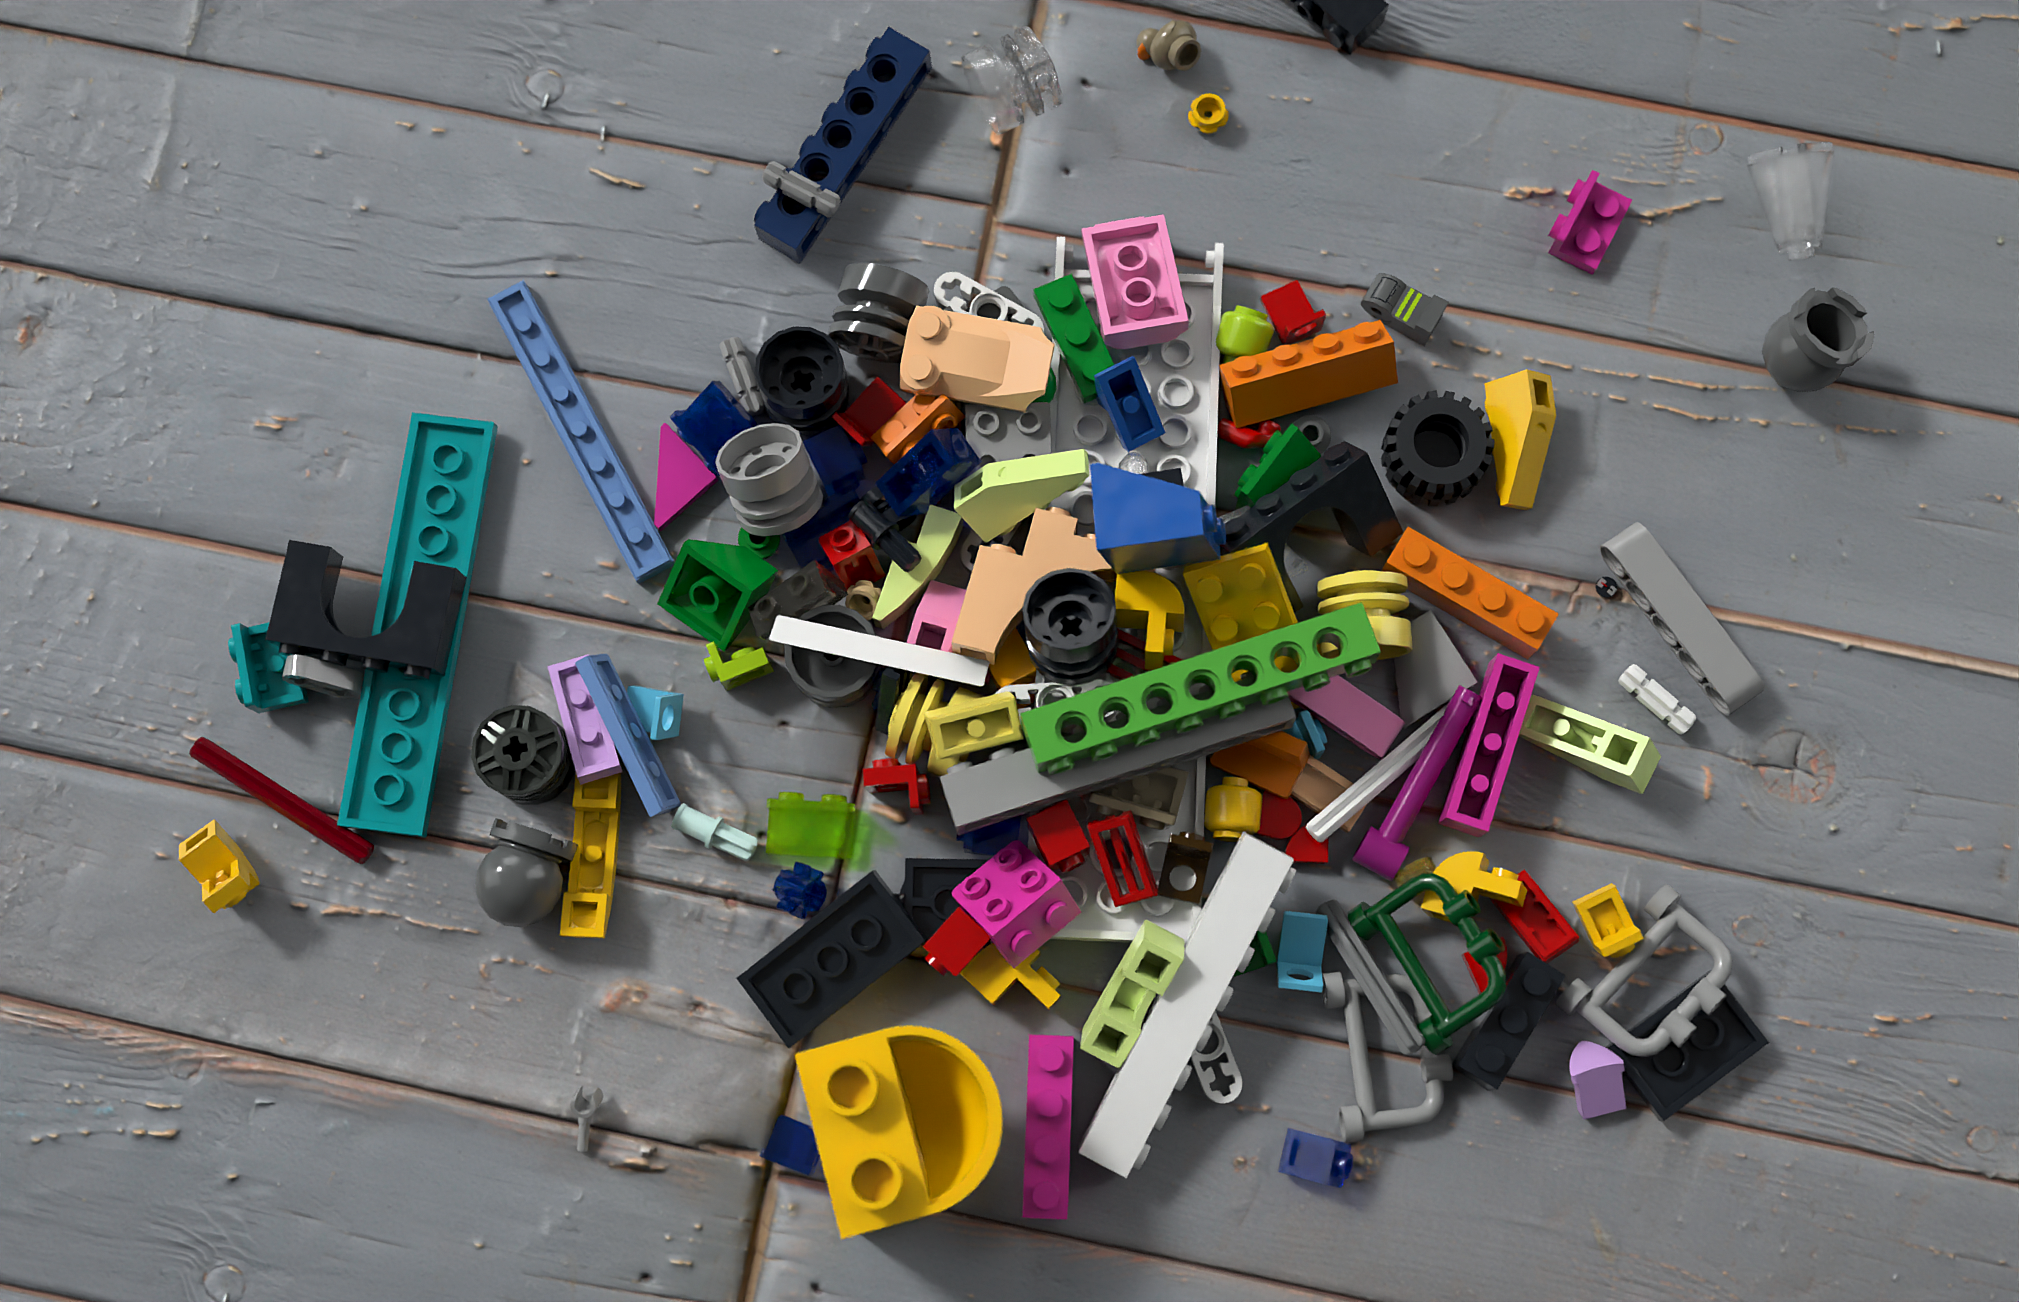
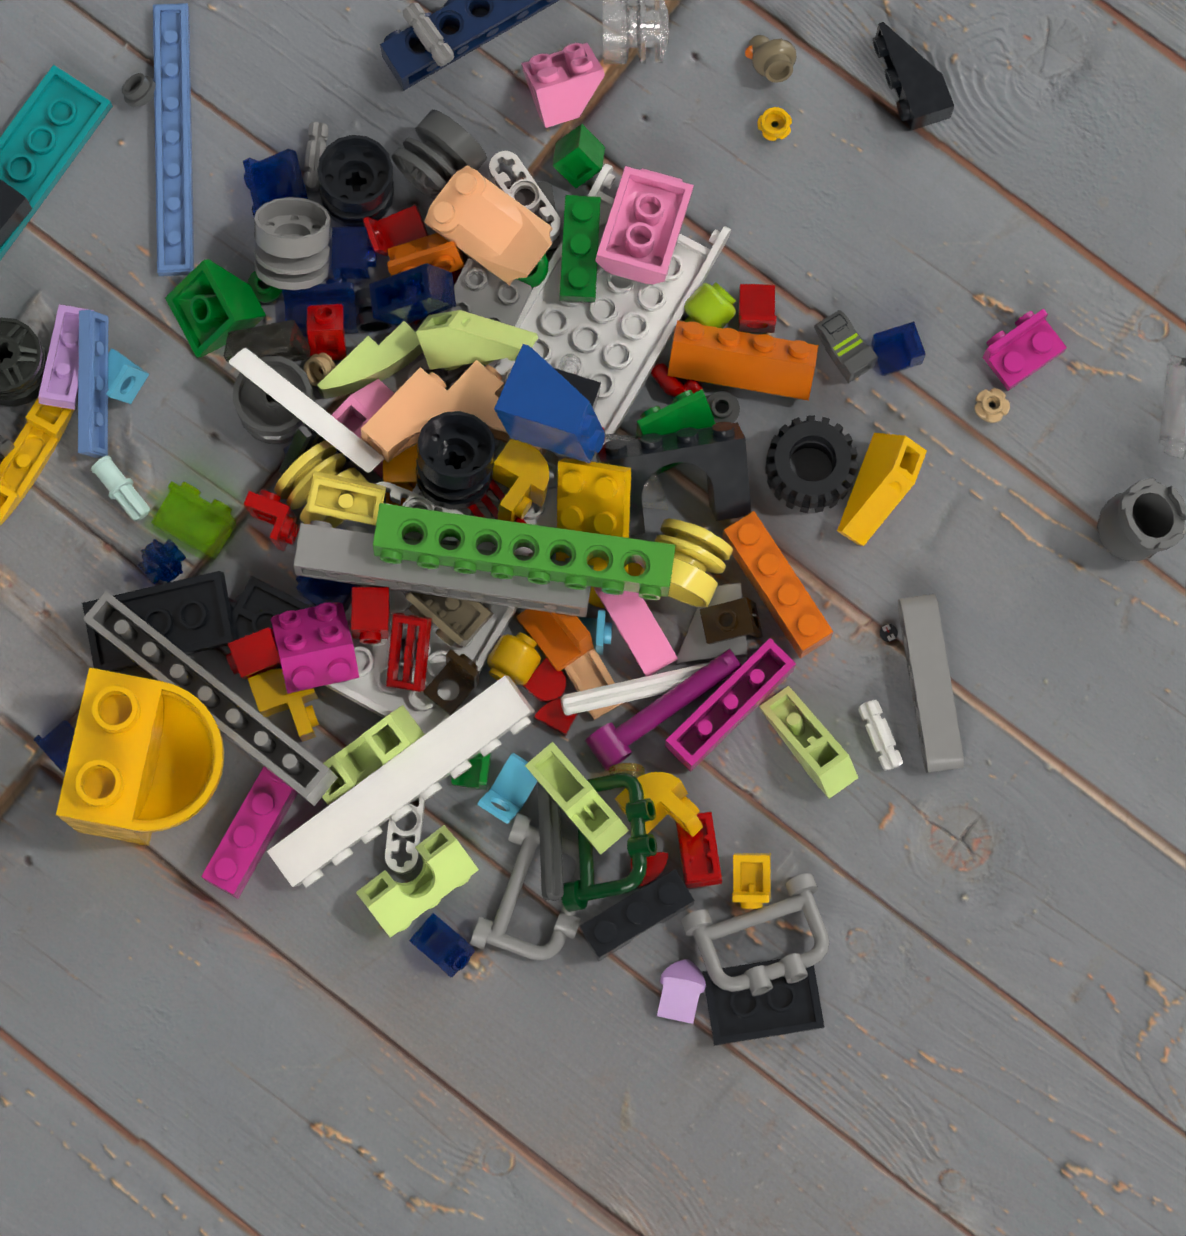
camera: 20 degrees right, 0 degrees up
(517, 396) = (138, 90): none -> dark grey plate
(679, 478) = (229, 210): dark pink tile -> none
(744, 667) = (204, 376): lime bracket -> none
(884, 535) = (357, 326): black axle -> none
(966, 174) = (563, 82): none -> bright pink slope
(972, 1023) = (232, 714): none -> light grey brick
(1022, 243) = (578, 156): none -> green panel
(1129, 404) = (589, 316): blue slope -> none
(1275, 1078) = (443, 869): none -> yellowish green arch
(1383, 927) = (576, 798): none -> yellowish green slope
(1439, 657) = (730, 620): none -> dark brown bracket
(1462, 283) = (898, 348): none -> clear blue panel
(1579, 304) = (989, 414): none -> tan plate

